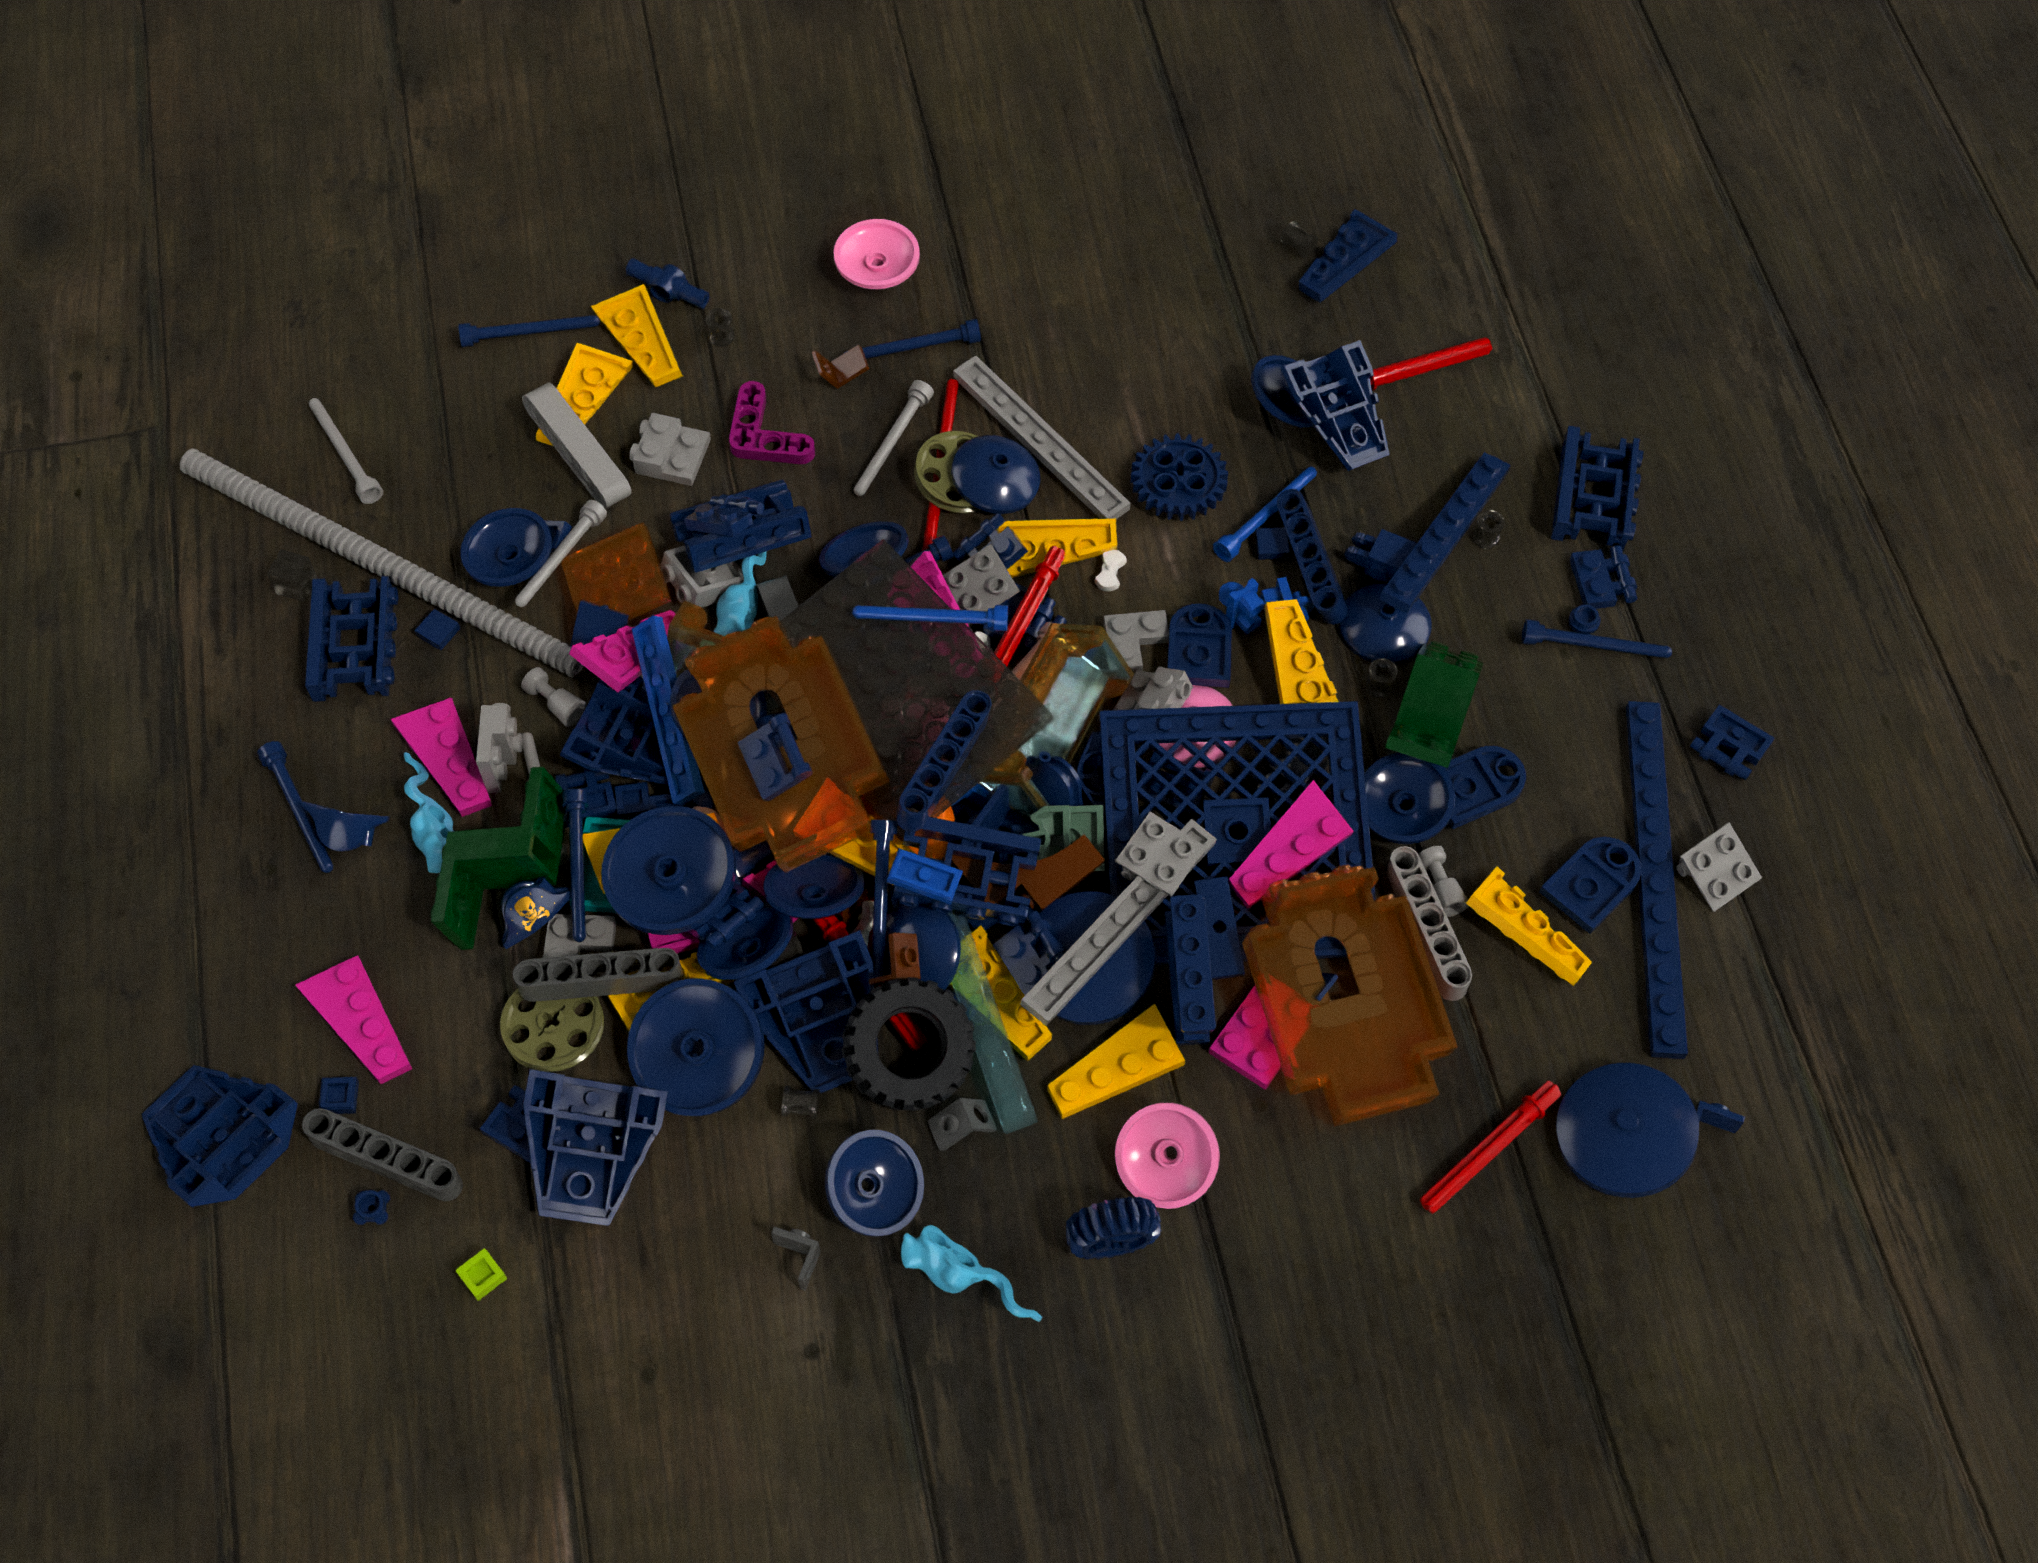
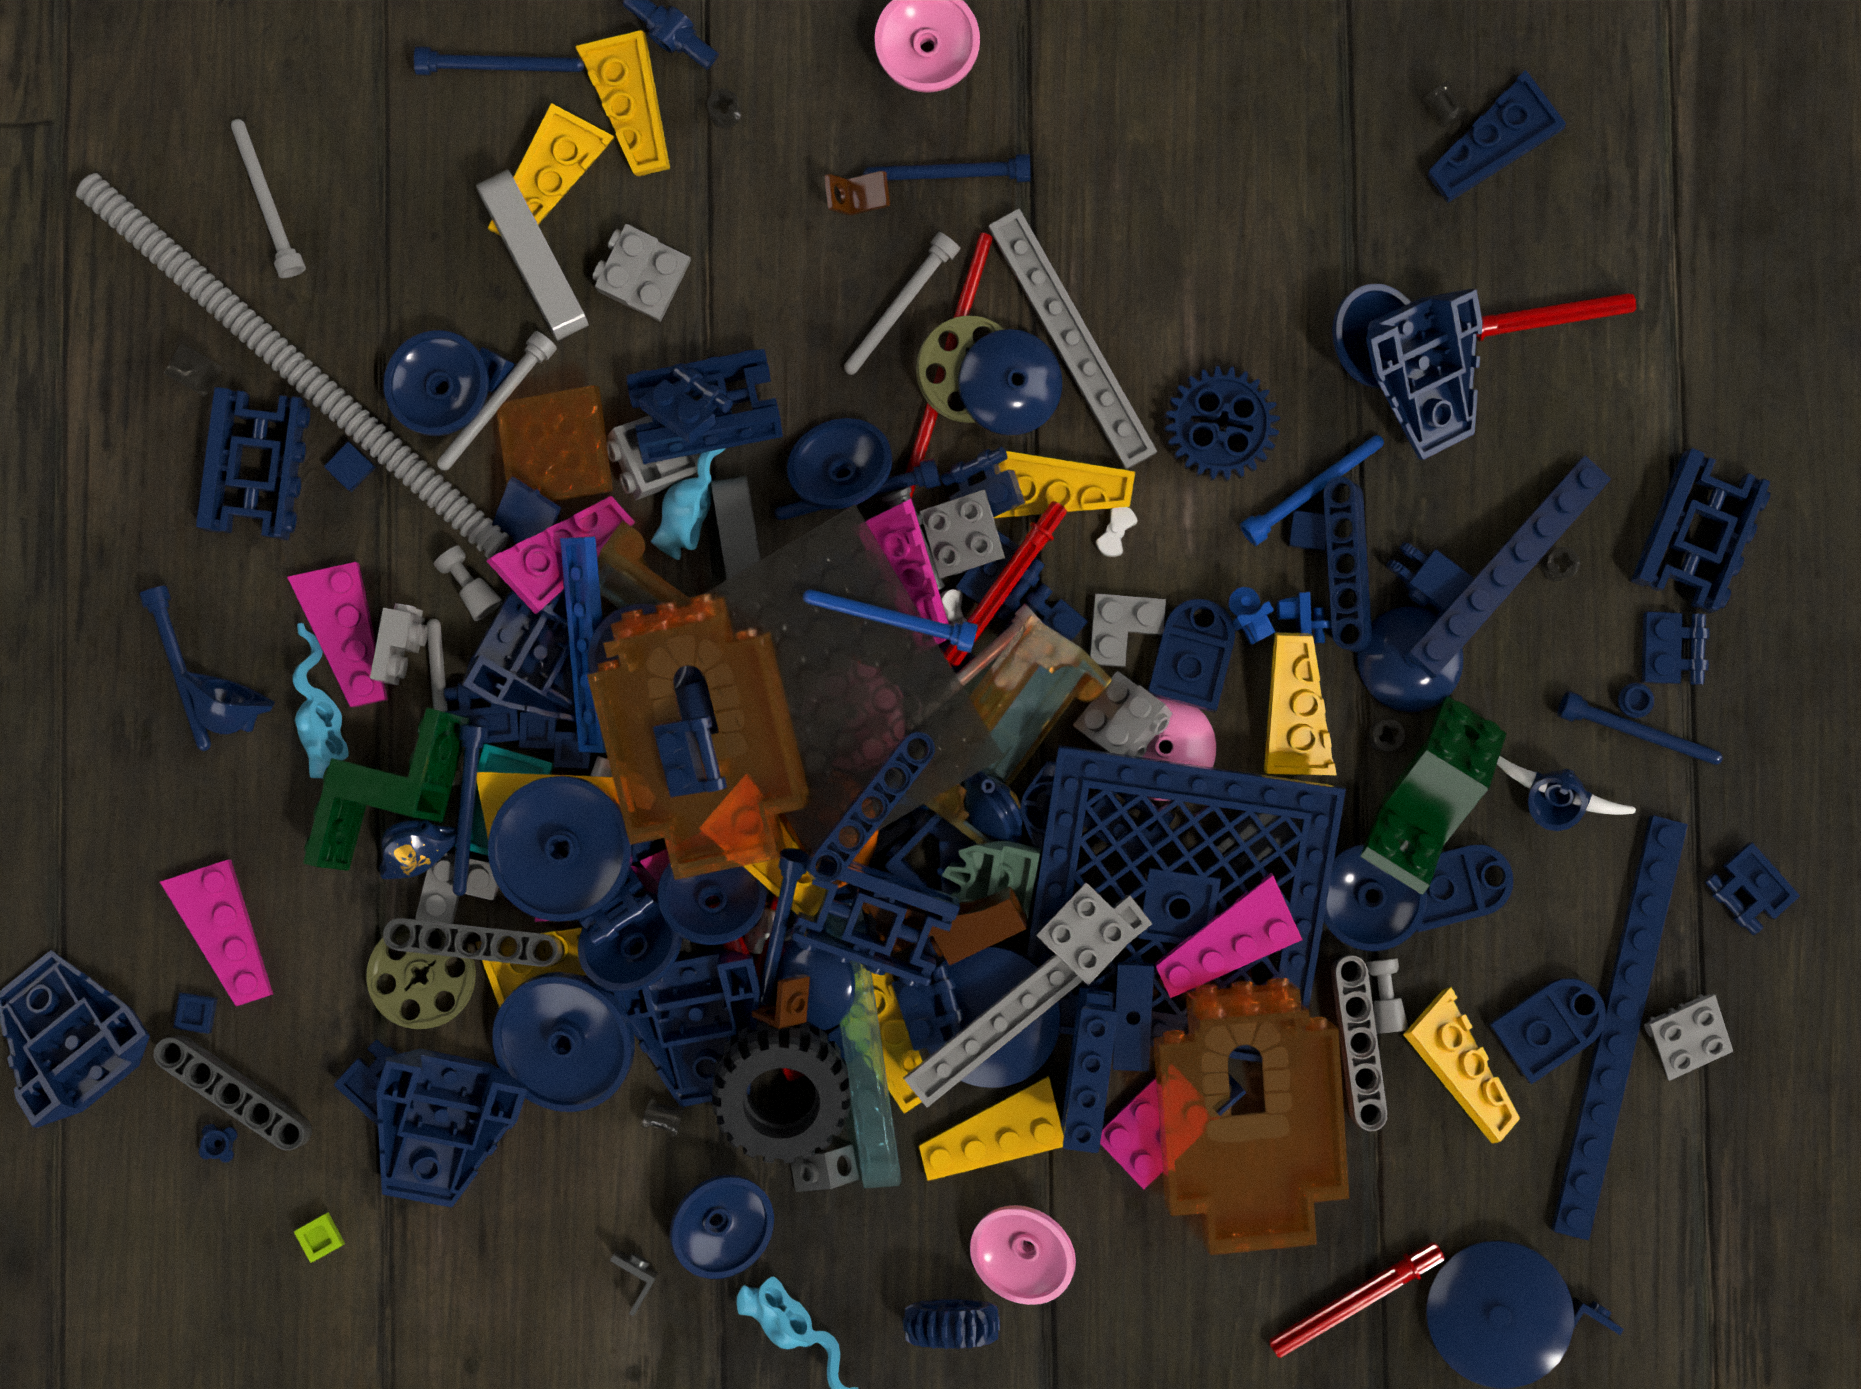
camera: 10 degrees right, 25 degrees up
(758, 438) = (745, 274): magenta beam -> none
(924, 876) = (826, 933): blue plate -> none
(1543, 695) = (1559, 798): none -> dark blue helmet

